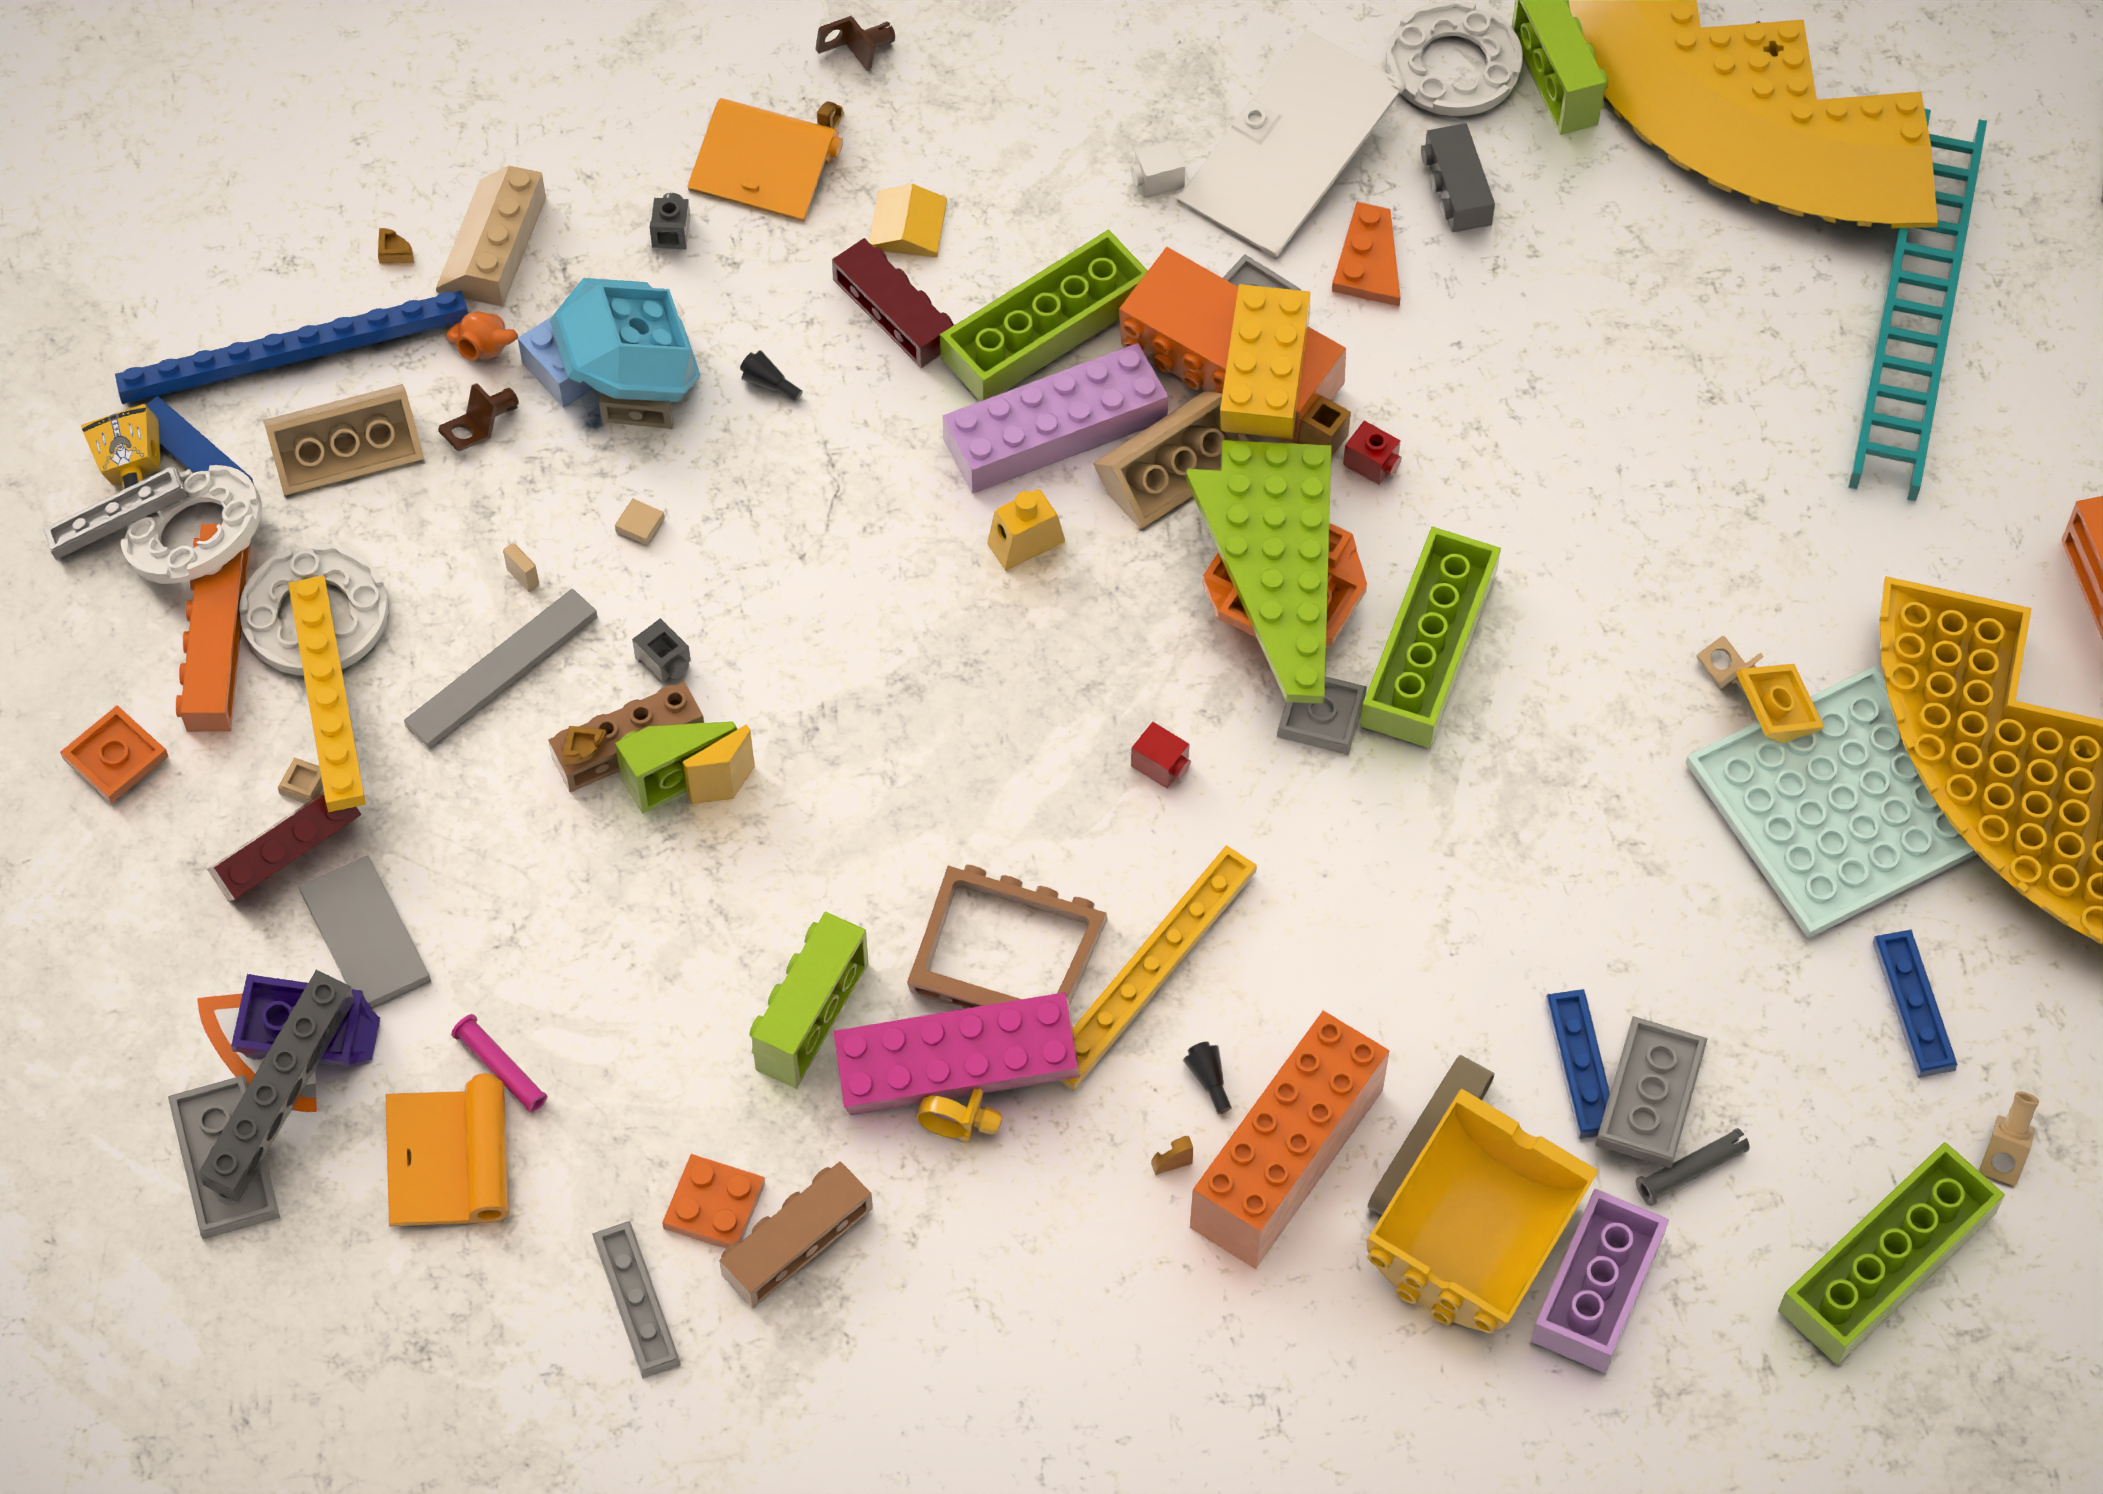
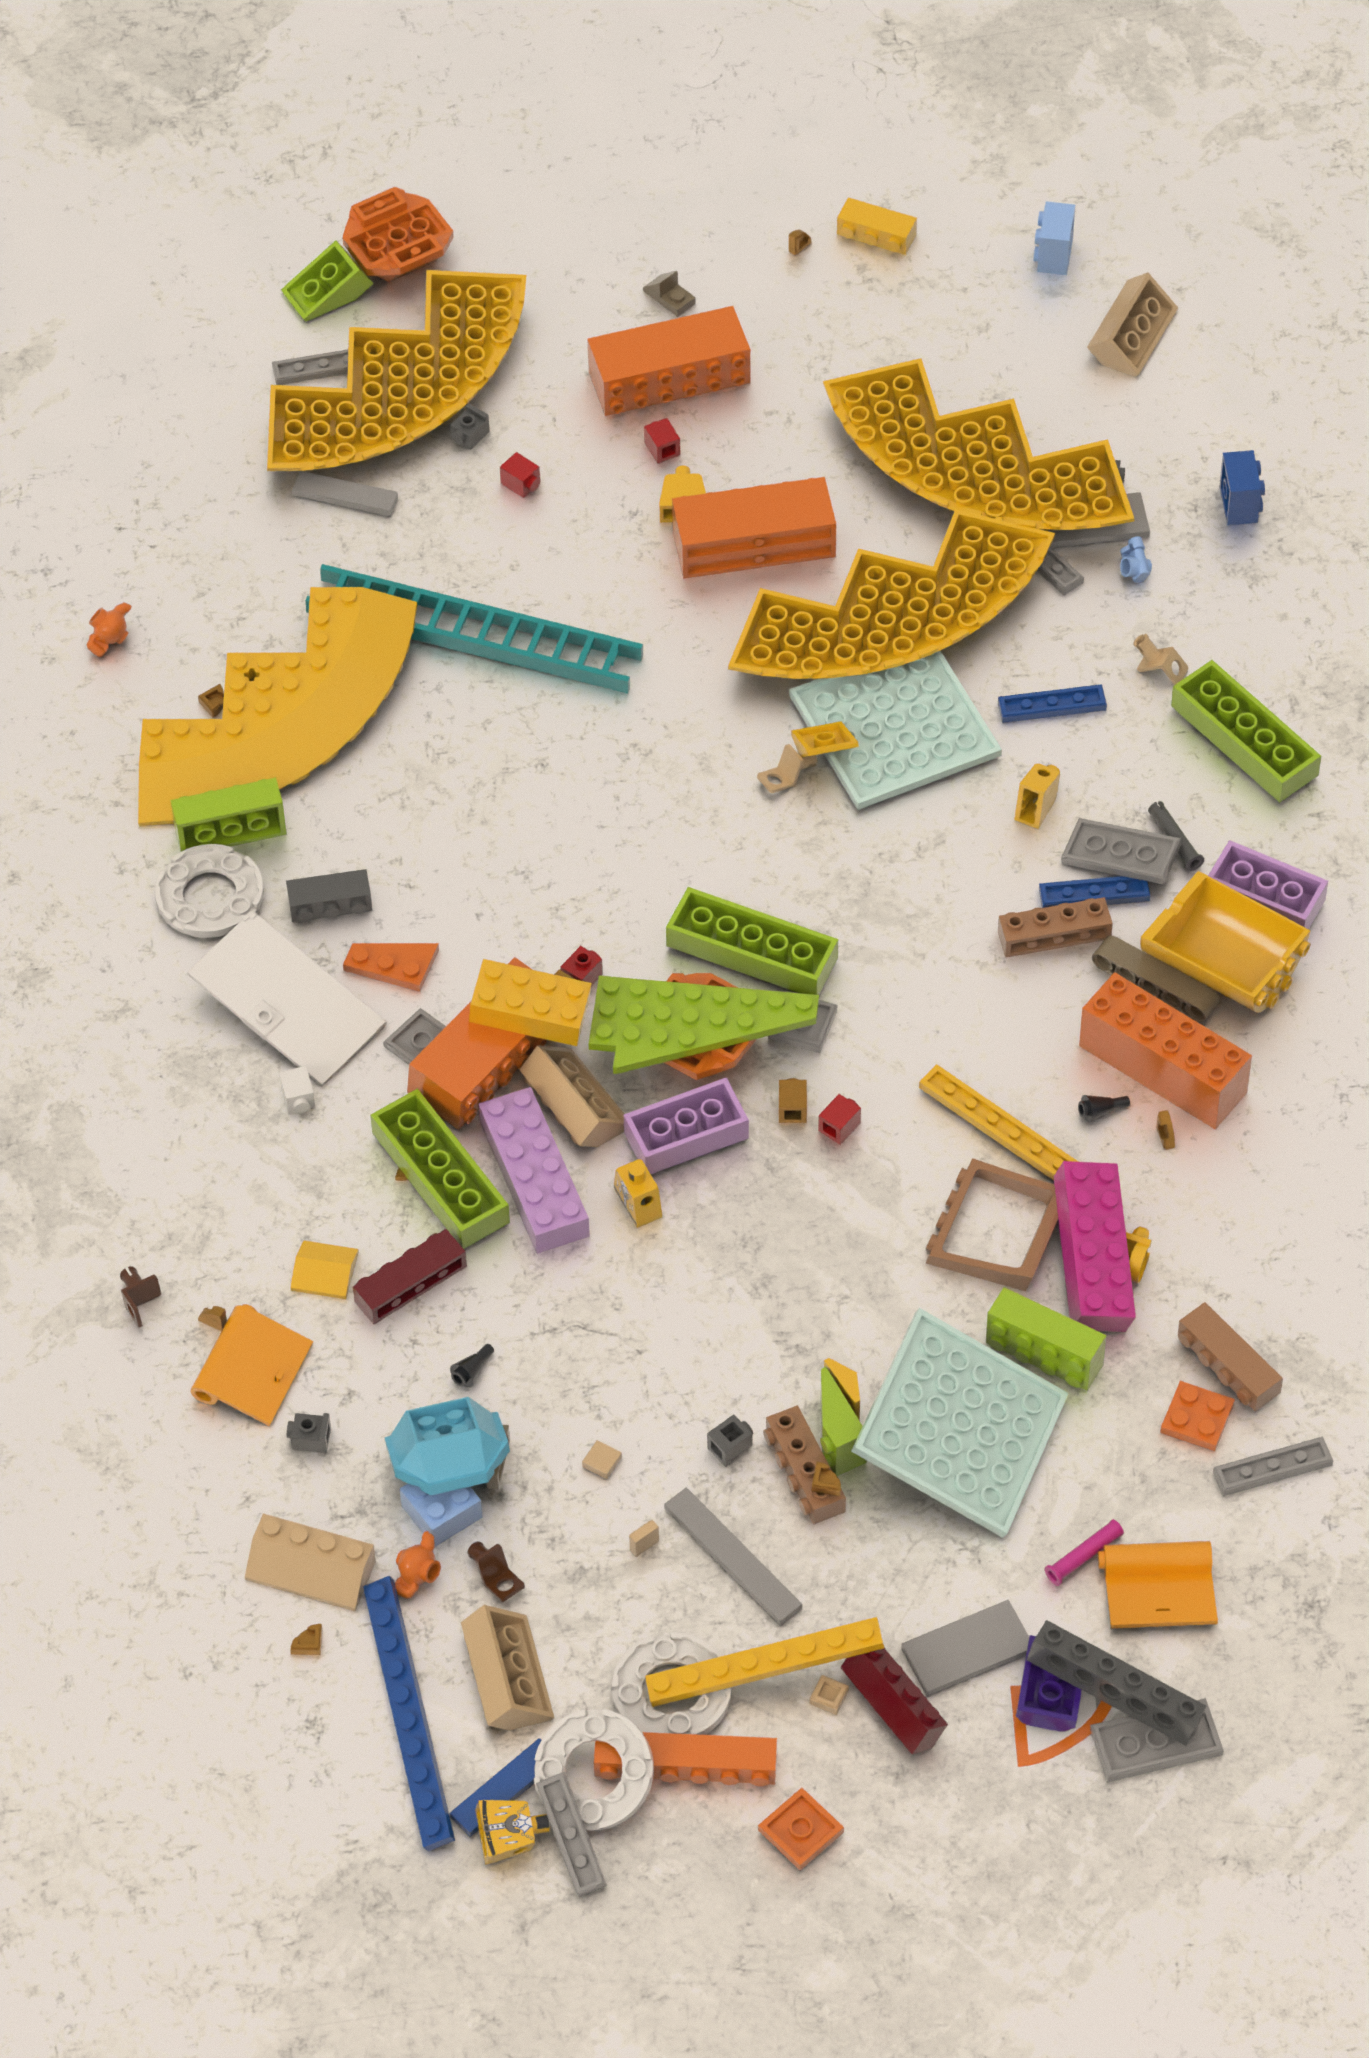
camera: 85 degrees left, 5 degrees down
(670, 895) = (960, 1422): none -> light aqua plate
(1128, 576) = (686, 1126): none -> lavender brick
(1186, 699) = (792, 1101): none -> pearl gold brick
(1507, 1008) = (1054, 927): none -> medium nougat brick
(1736, 977) = (1039, 783): none -> yellow torso

